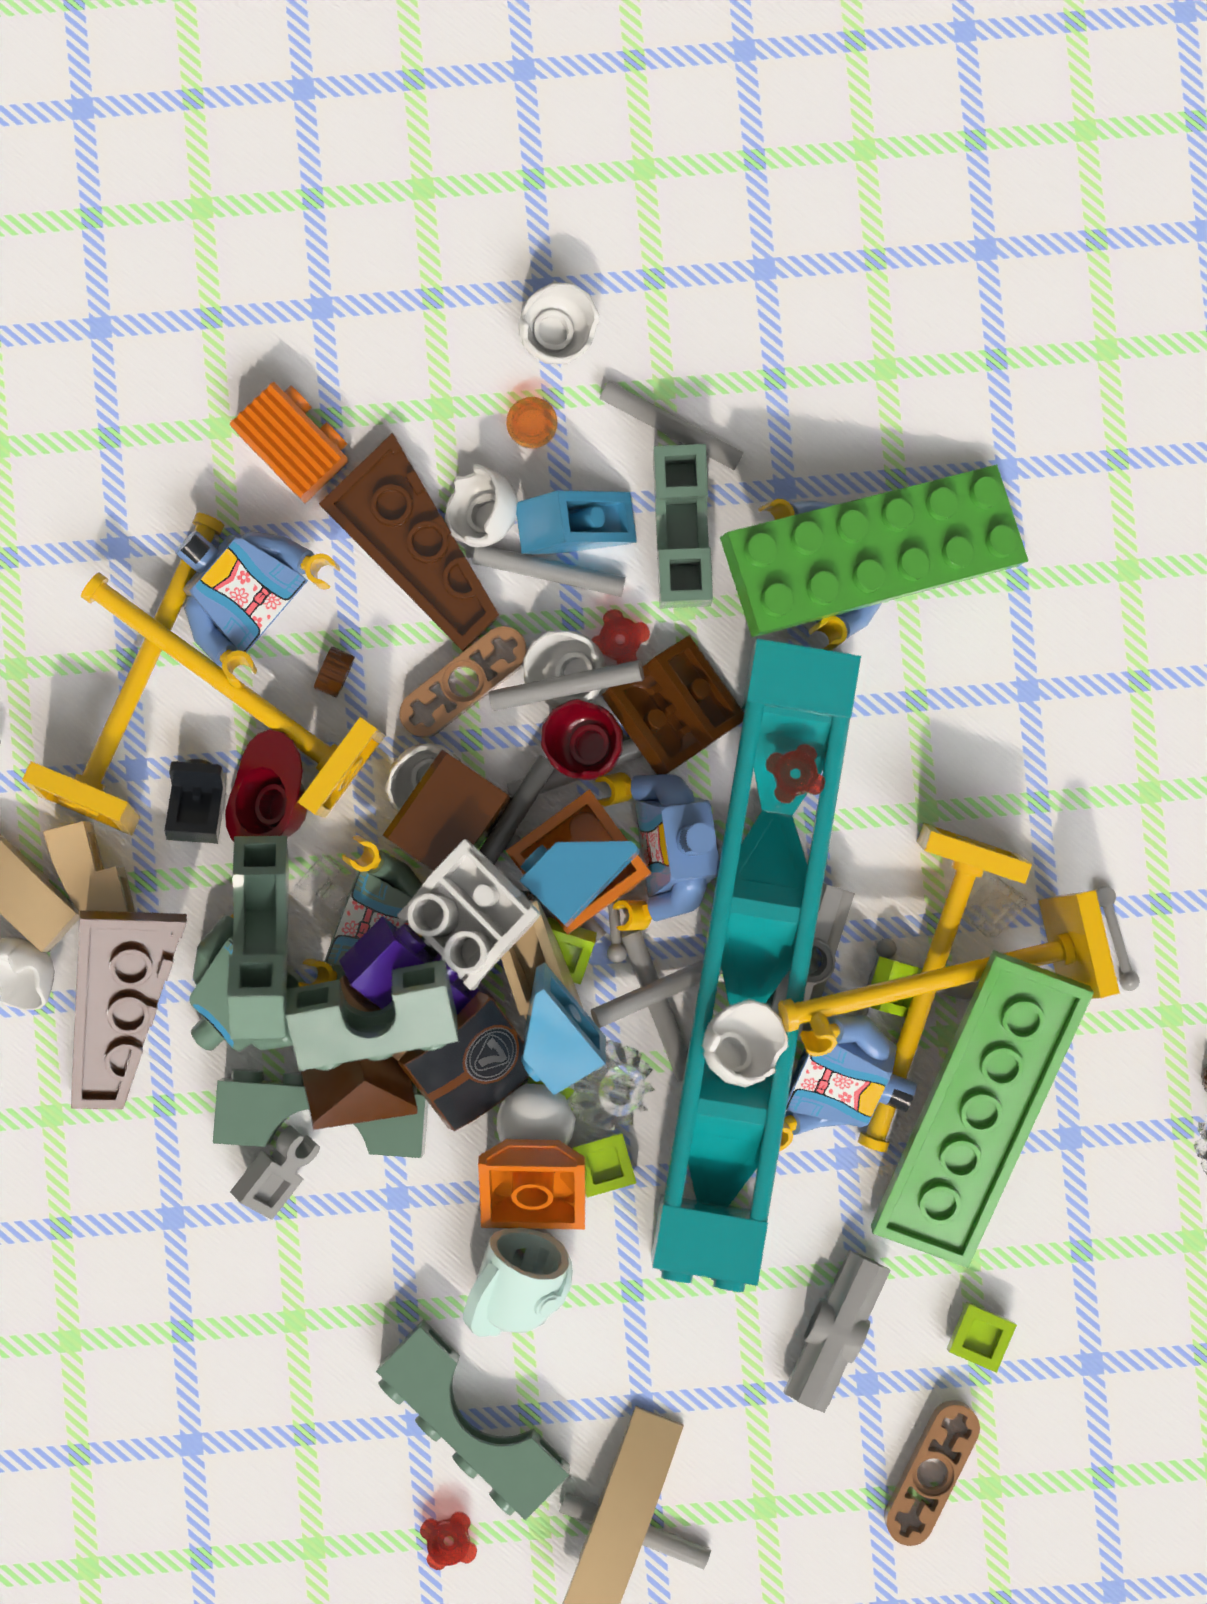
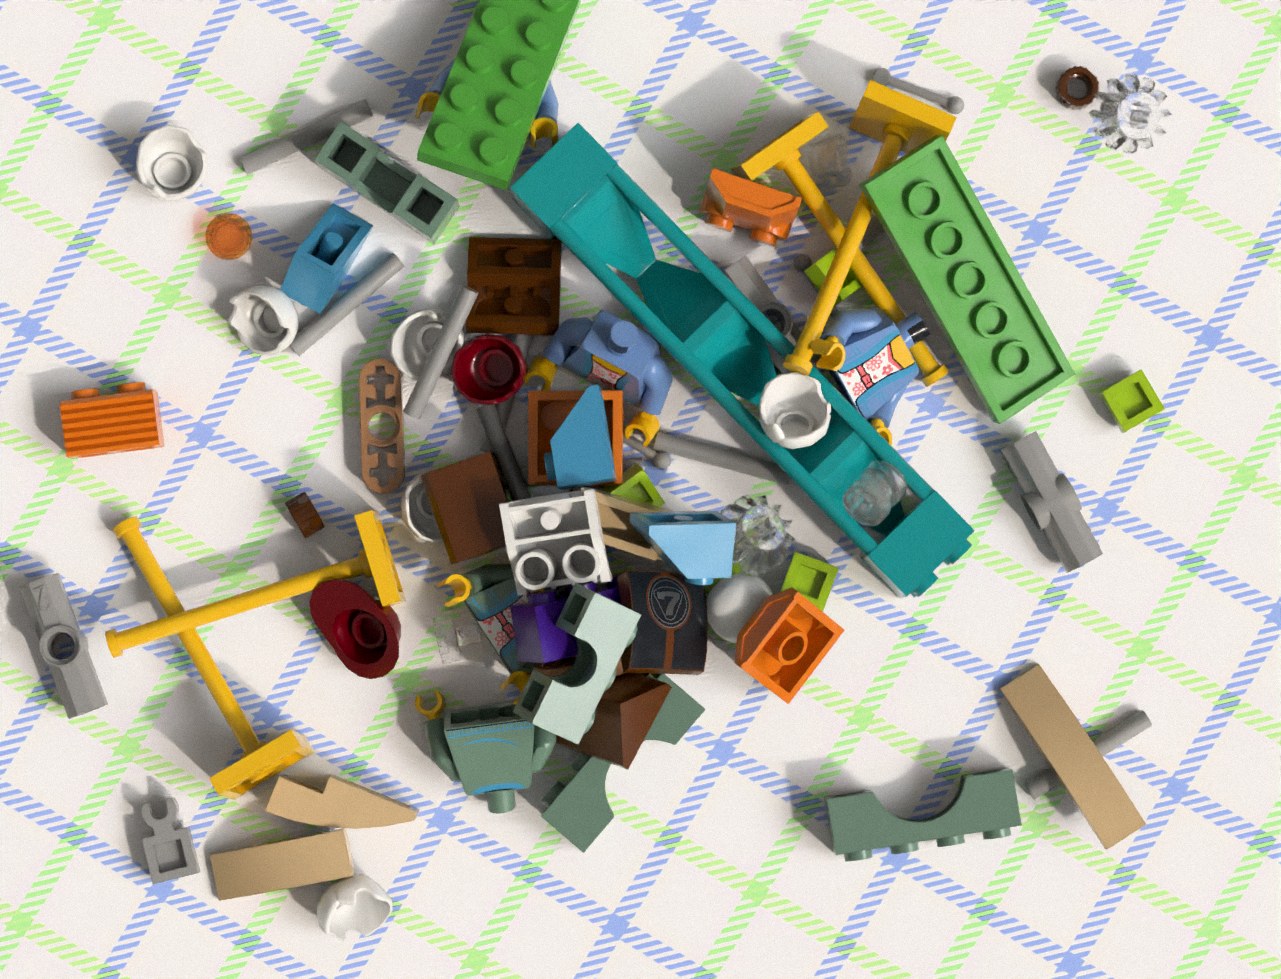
camera: 65 degrees left, 0 degrees up
(82, 516) = (54, 615): none -> light grey piece
(117, 995) = (421, 840): wing -> none
(195, 801) = (324, 685): black bracket -> none
(243, 590) = (196, 536): torso -> none
(259, 938) = (460, 704): sand green arch -> none
(275, 1177) = (640, 830): light grey plate -> none
(405, 535) = (239, 389): reddish brown wing -> none
(447, 1555) = (1001, 907): clear red plate -> none
(517, 1290) = (854, 711): light aqua helmet -> none
(617, 624) = (437, 276): clear red plate -> none
(647, 995) = (709, 458): light grey bar -> none
(724, 1170) = (874, 493): none -> clear wheel
(802, 759) = (623, 219): clear red plate -> none
(901, 865) = (750, 206): none -> orange slope
(904, 1501) = (1209, 545): medium nougat beam -> none

